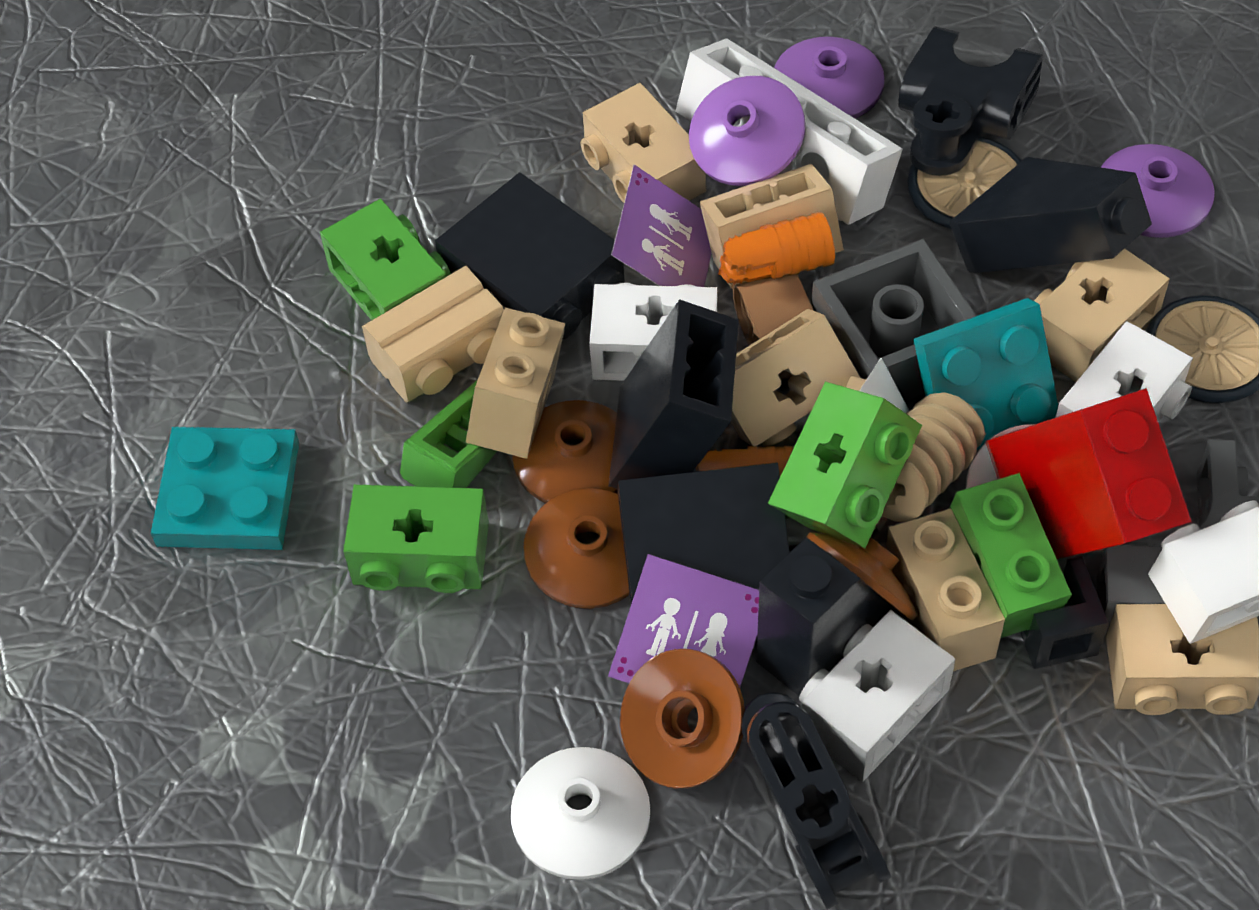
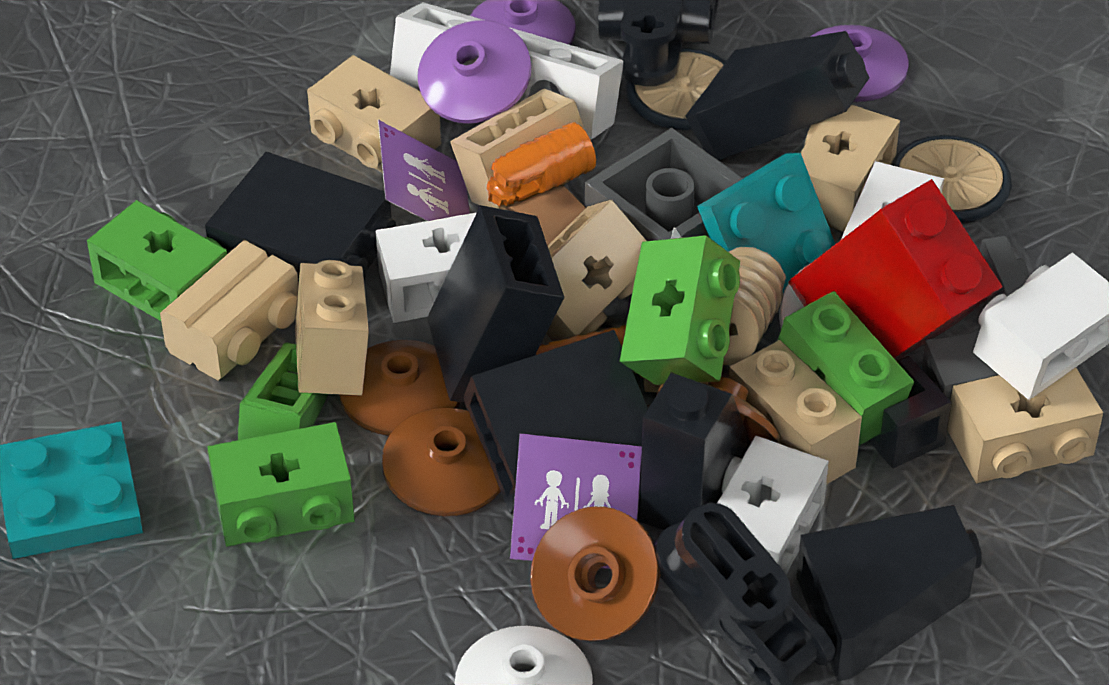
camera: 20 degrees left, 10 degrees down
(974, 806) = (885, 581): none -> black slope

